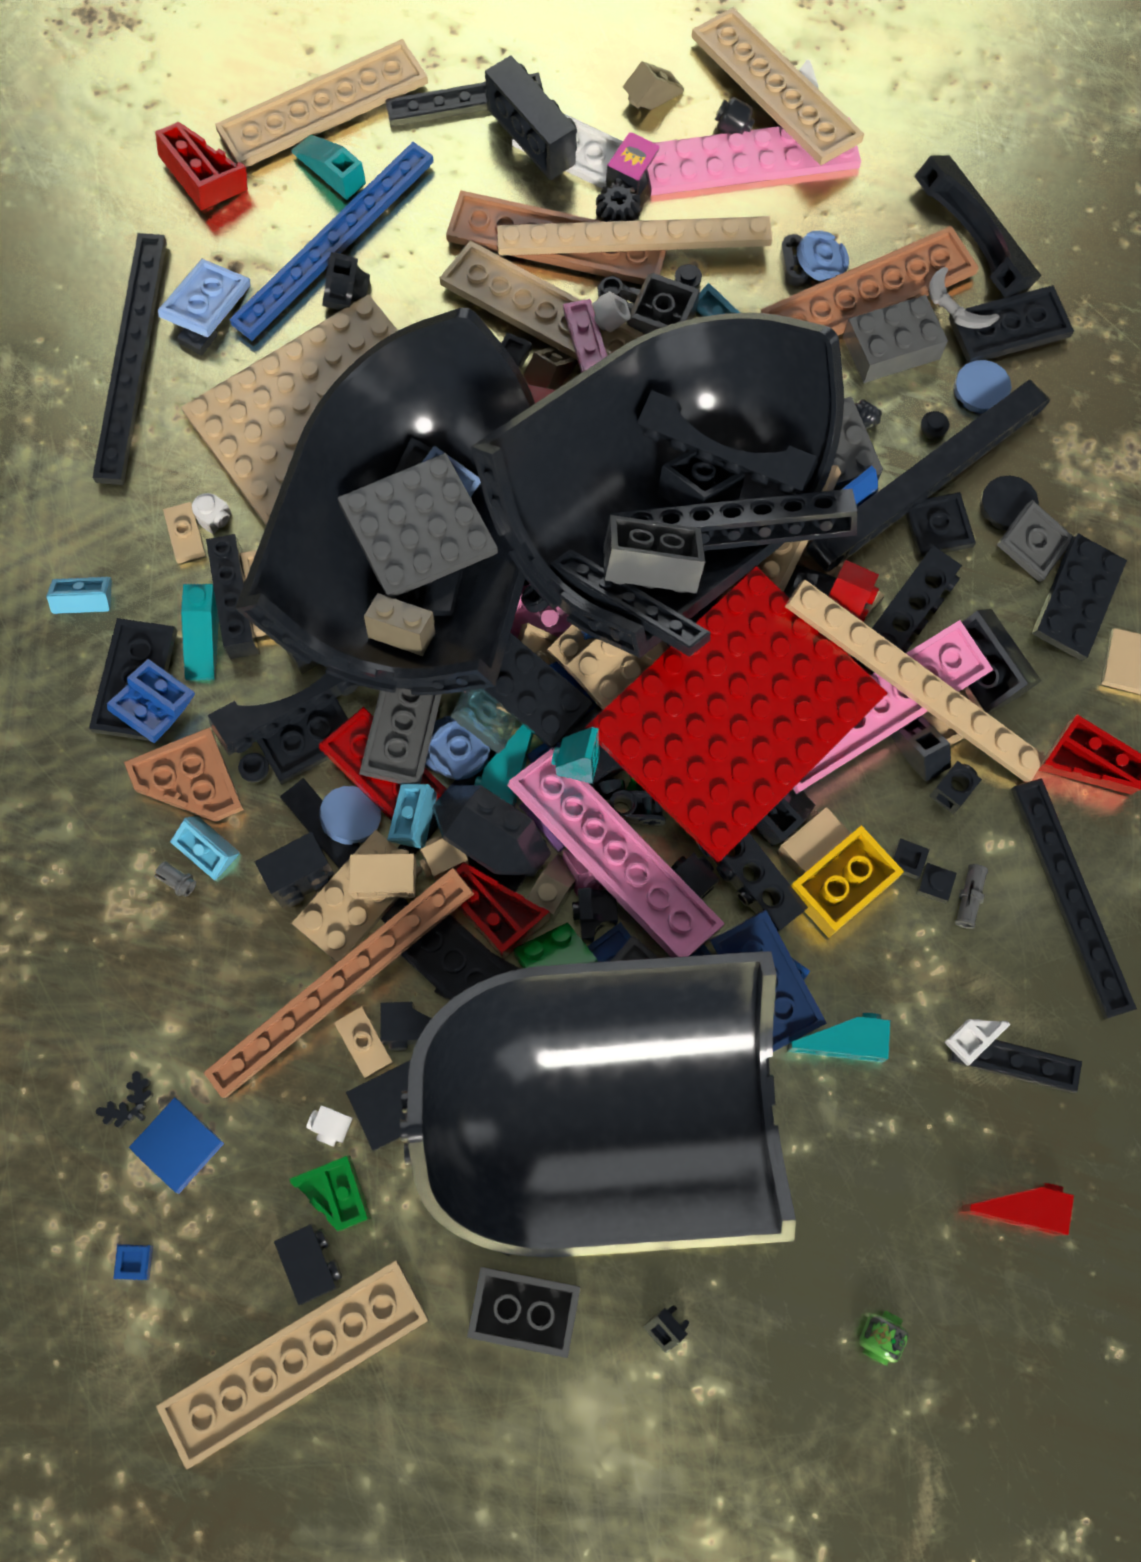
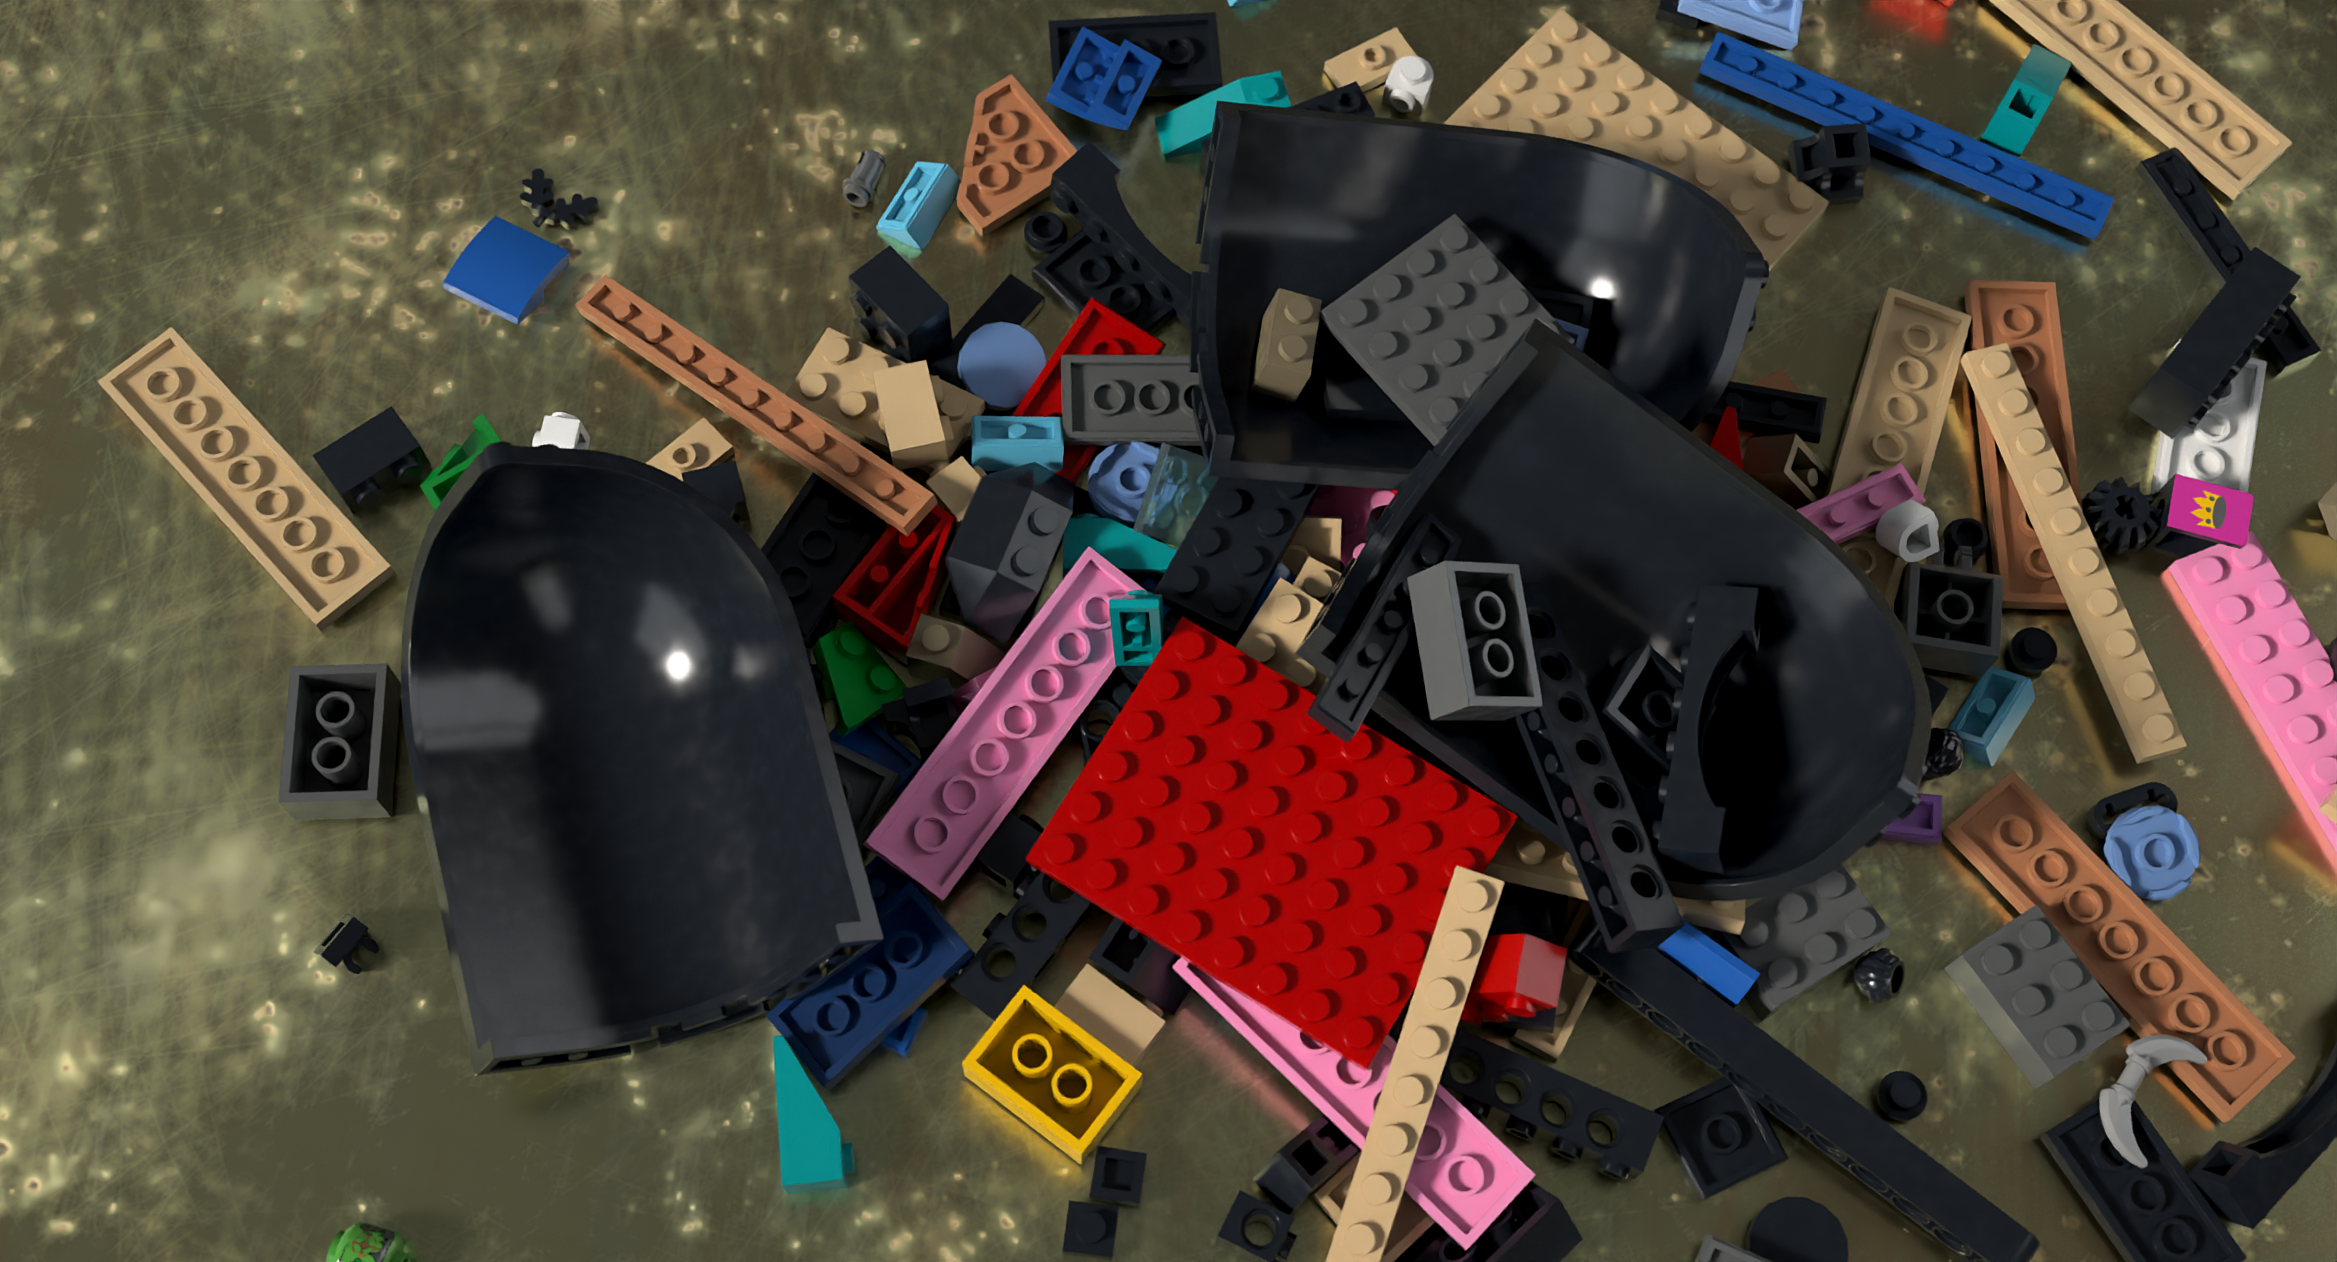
camera: 75 degrees right, 5 degrees down
(133, 1262) = (351, 261): blue tile -> none
(981, 385) = (2006, 1165): medium blue tile -> none

